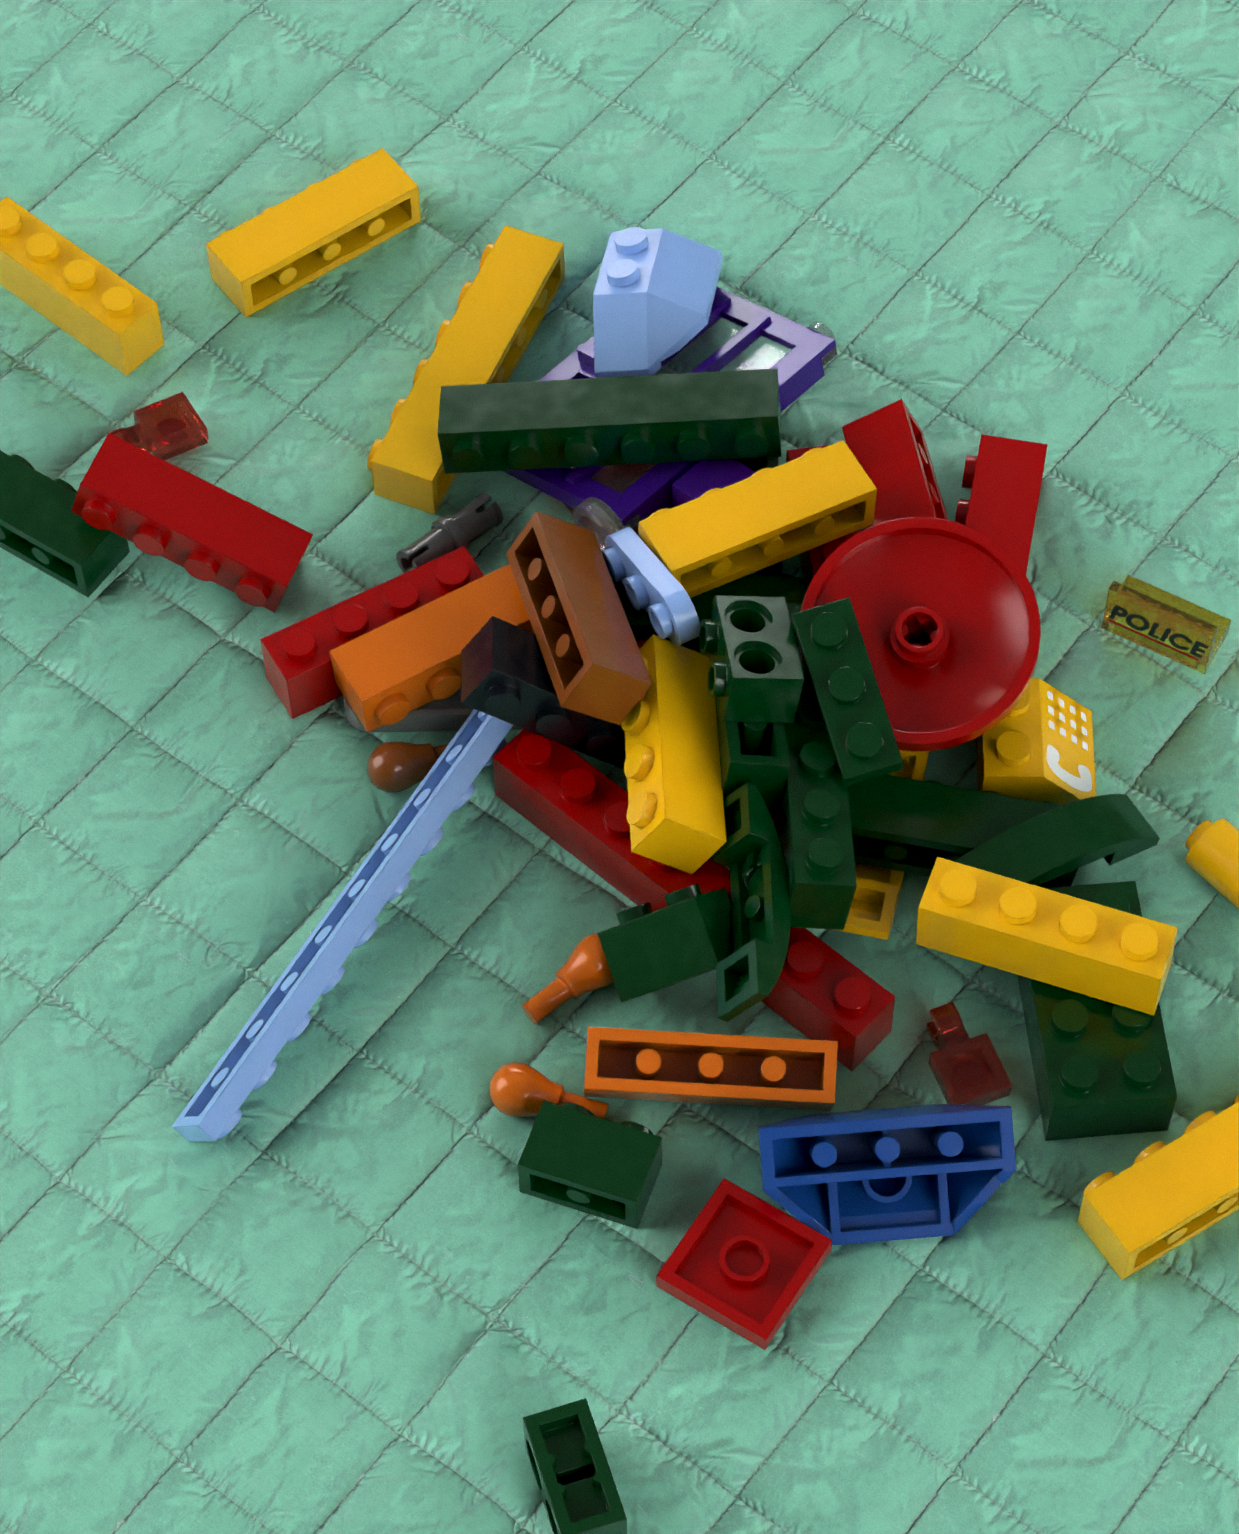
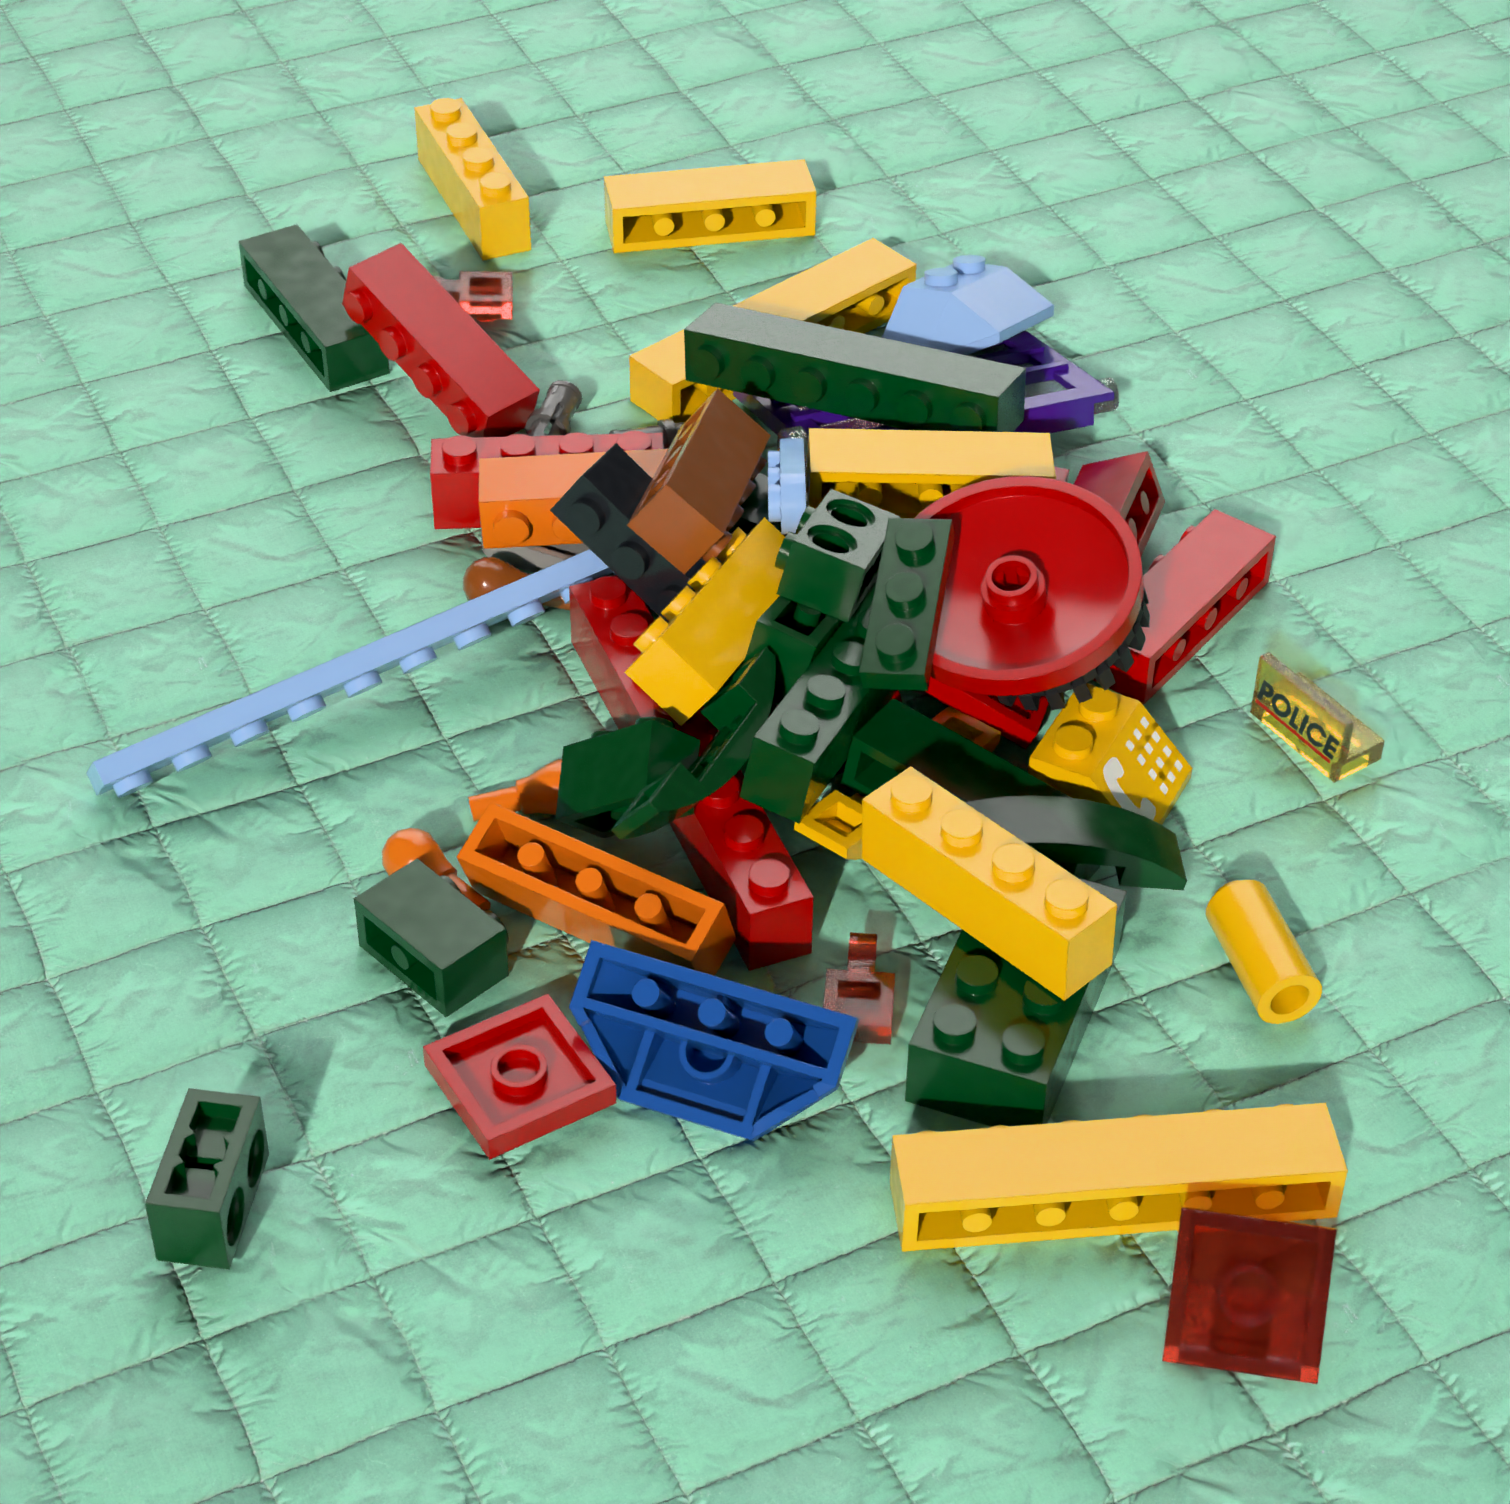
camera: 25 degrees right, 15 degrees down
(330, 561) = (557, 408): none -> dark grey pin

